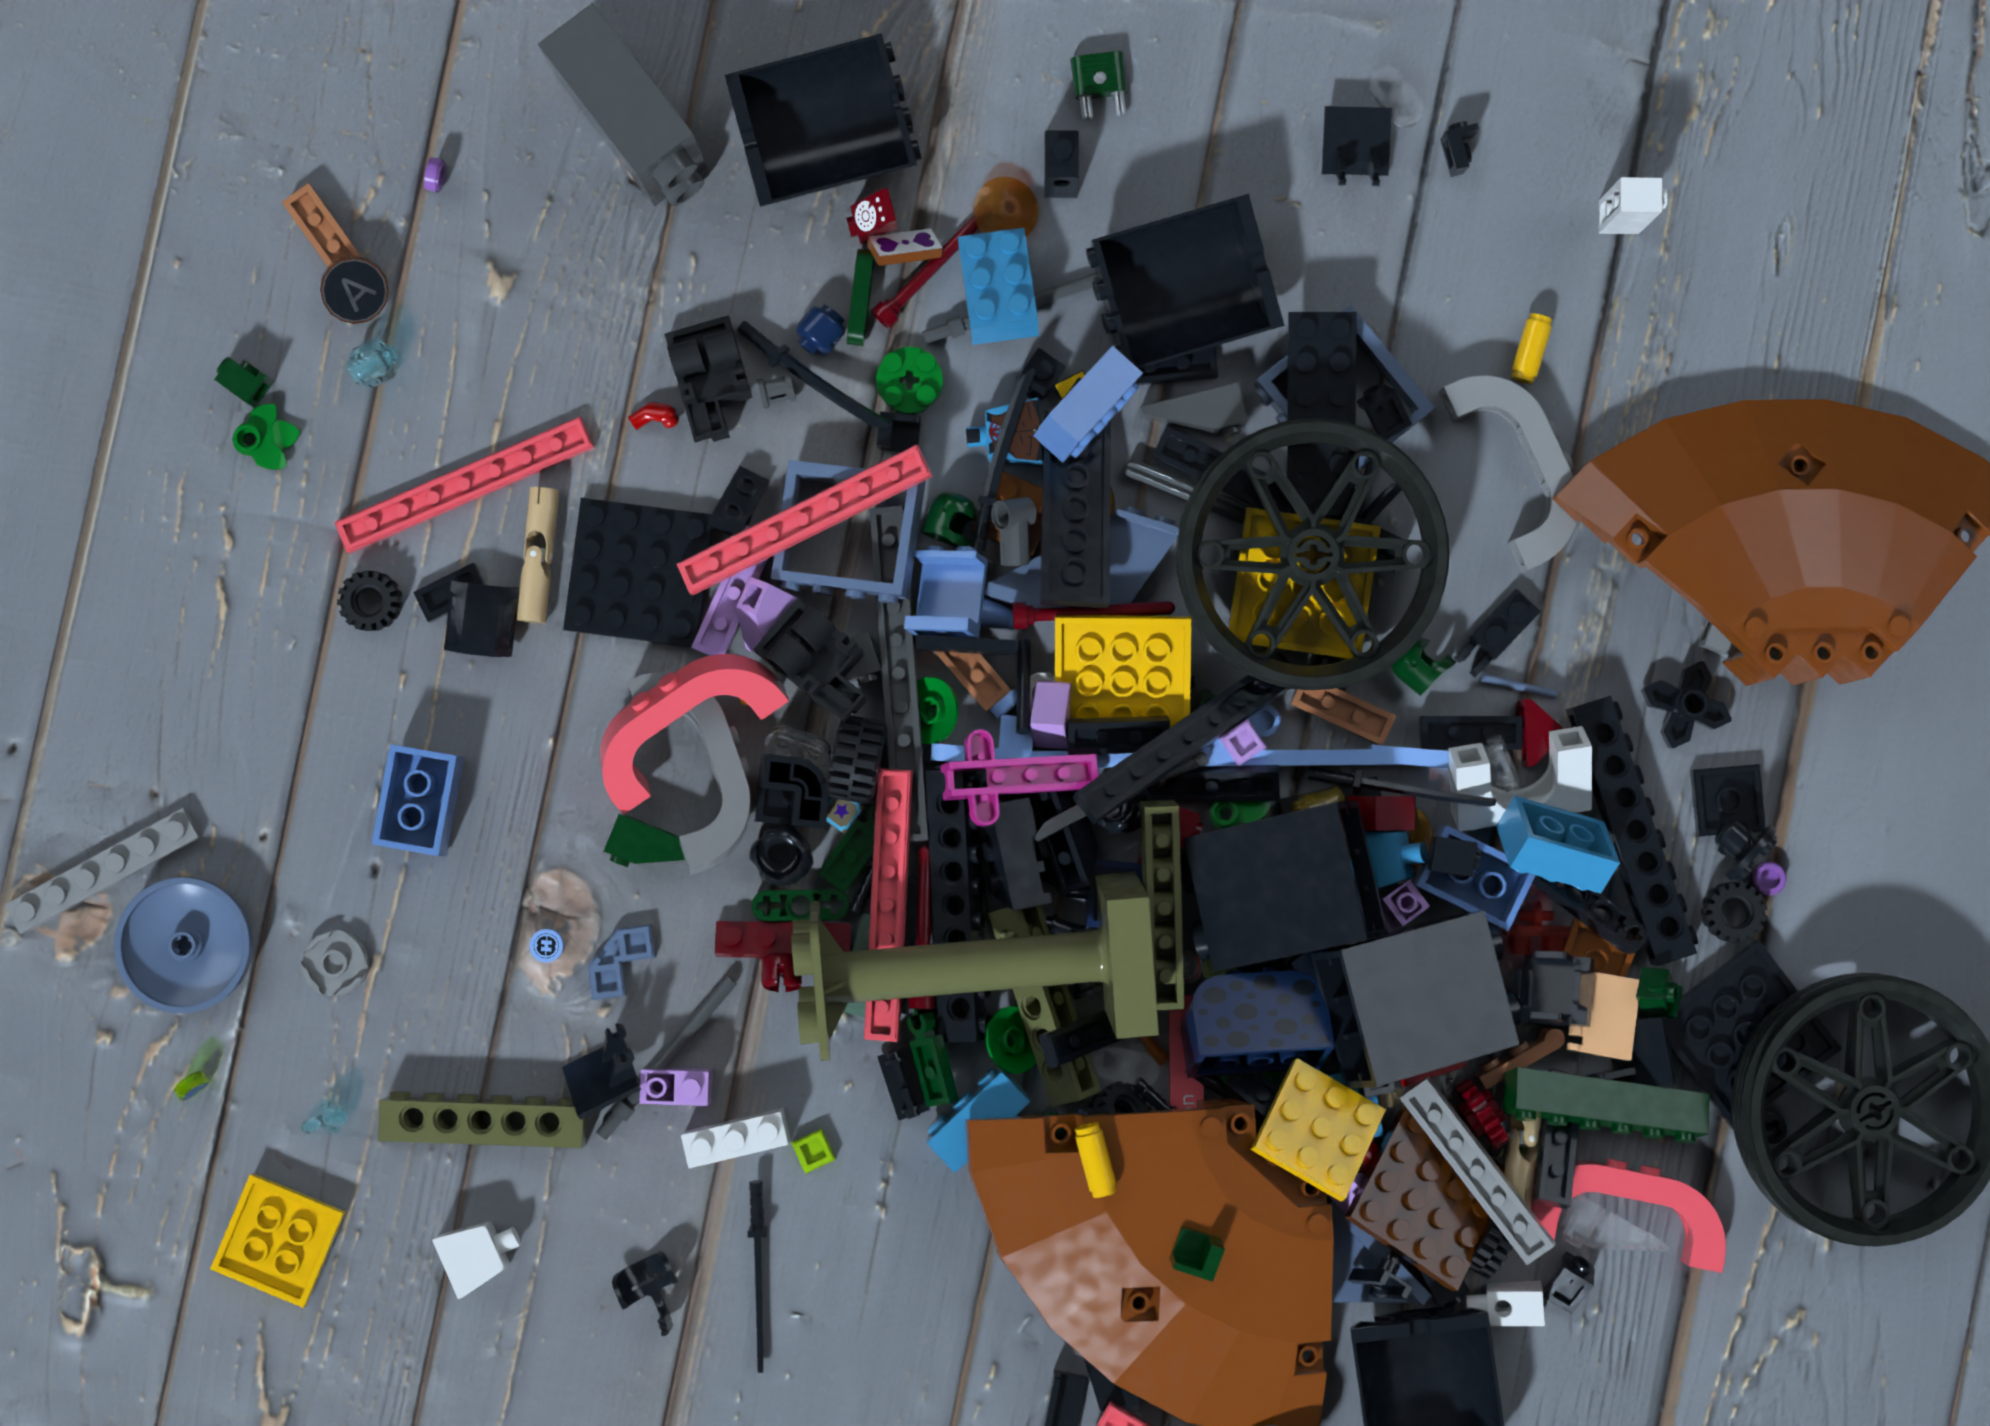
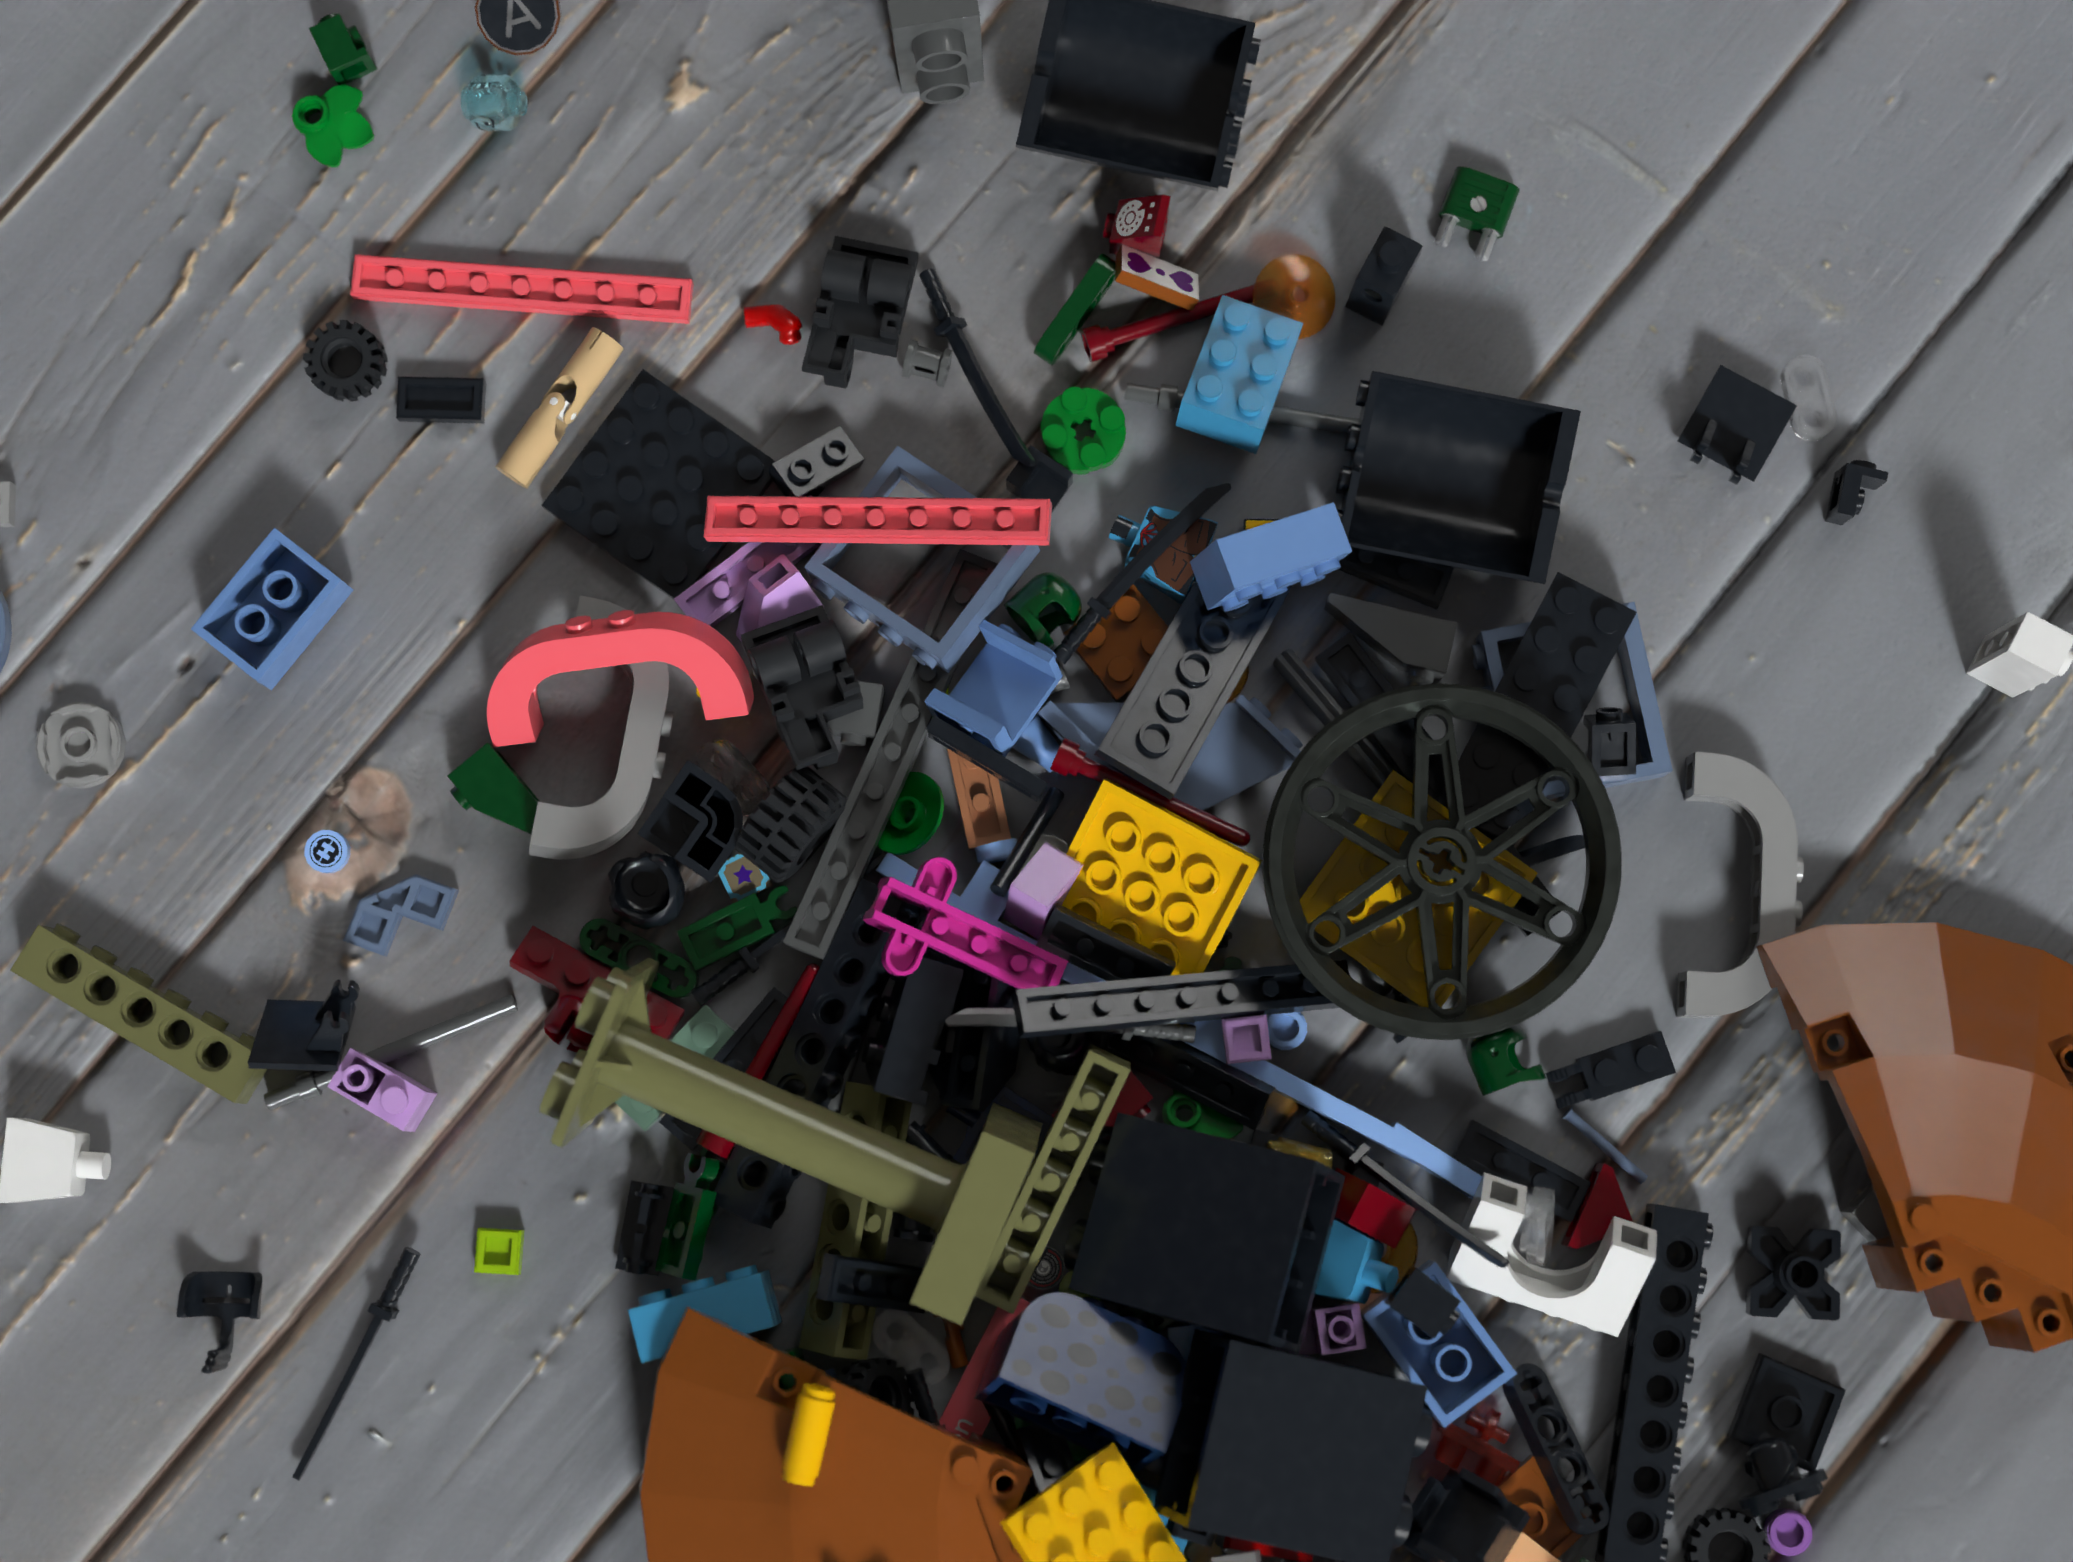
camera: 30 degrees right, 5 degrees down
(481, 619) = (456, 445): black slope -> none
(736, 1138) = (417, 1187): white brick -> none
(820, 329) = (1012, 321): dark blue head -> none
(889, 888) = (747, 992): coral tile -> none
(1009, 1041) = (790, 1266): green dish -> none
(1013, 520) = (1115, 646): dark grey piece -> none
(1046, 375) = (1240, 503): black bracket -> none
(1346, 713) = (1385, 1069): nougat plate -> none
(1531, 348) = (1820, 763): yellow piece -> none
(1557, 845) = (1555, 1356): dark azure brick -> none

